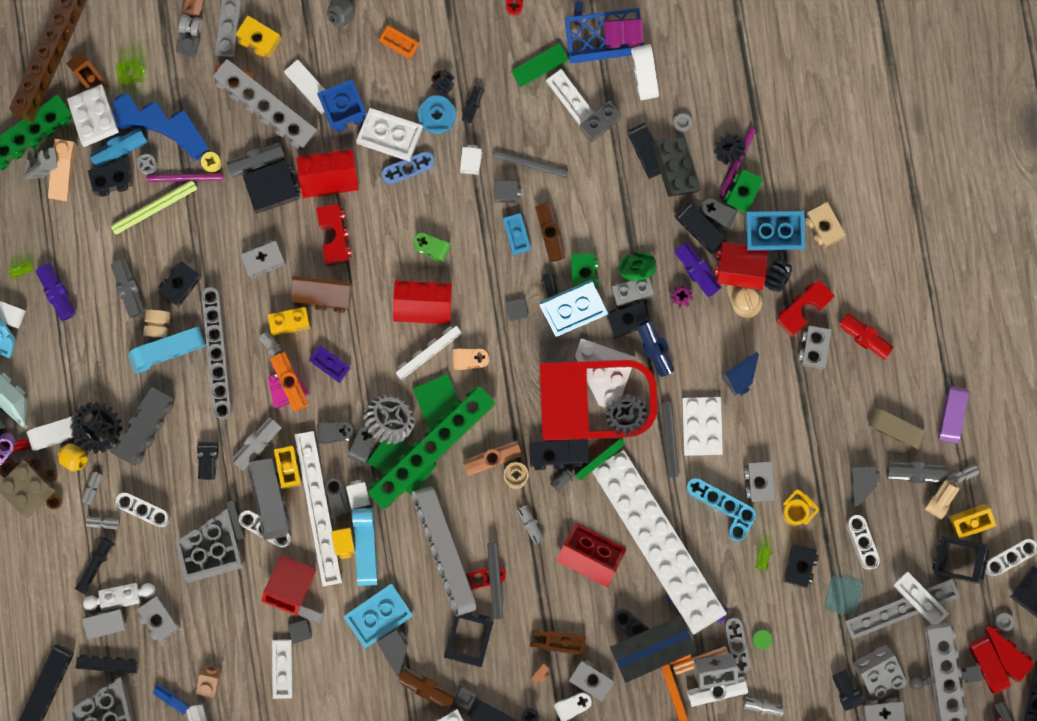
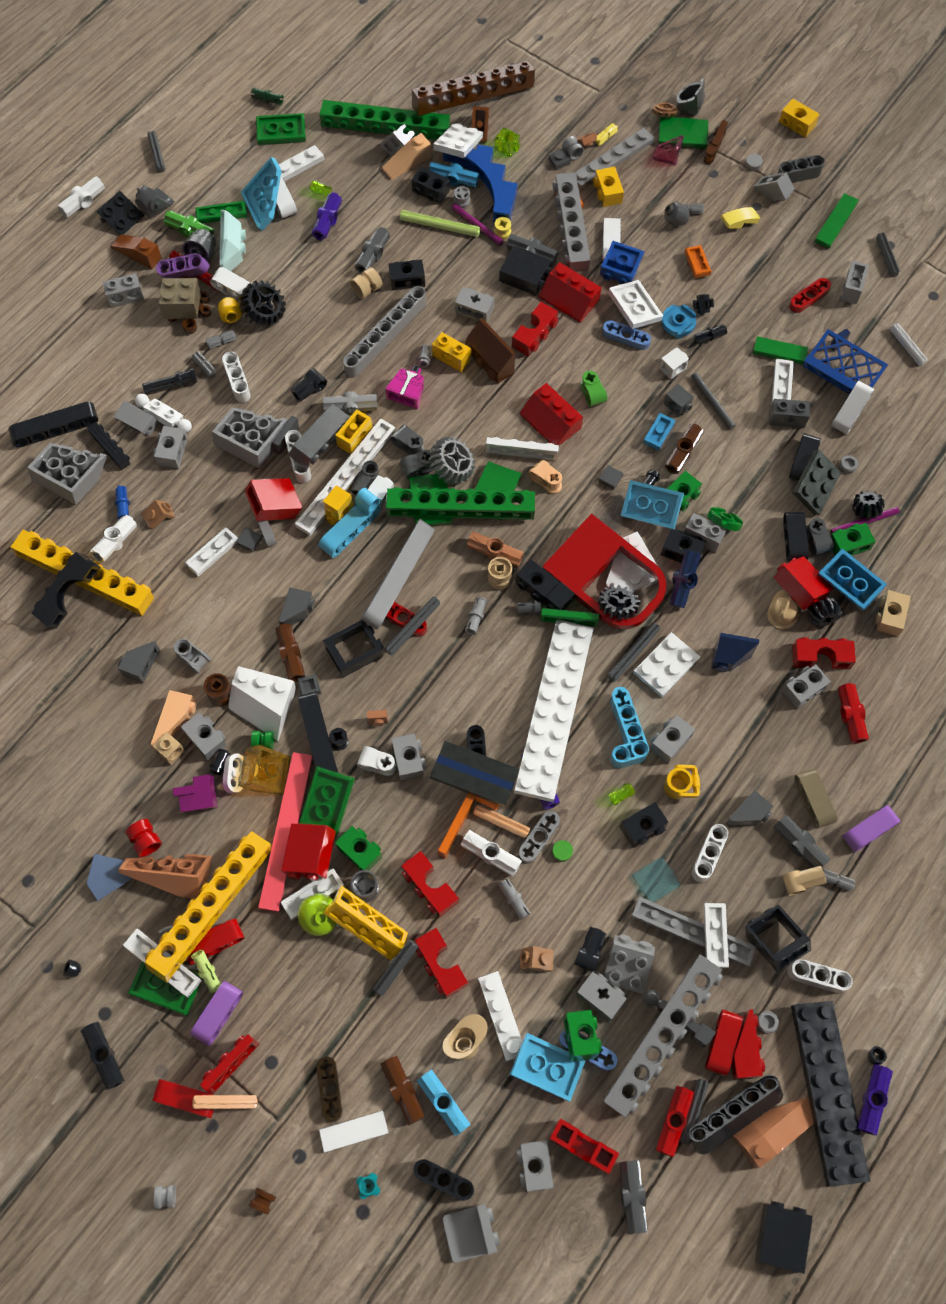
camera: 45 degrees right, 15 degrees down
(143, 427) = (290, 329): dark grey wedge -> none
(164, 349) = (355, 298): medium azure beam -> none
(294, 393) = (408, 386): orange piece -> none
(329, 364) = (450, 400): dark purple plate -> none
(378, 616) = (310, 575): medium azure plate -> none
(561, 642) = (414, 711): reddish brown hinge -> none
(591, 554) = (497, 673): red slope -> none
(623, 31) = (862, 367): magenta brick -> none
(686, 294) = (737, 566): magenta gear -> none
(697, 270) = (766, 561): dark purple piece -> none
(715, 671) = (504, 834): light grey brick -> none
(972, 521) = (814, 917): yellow brick -> none

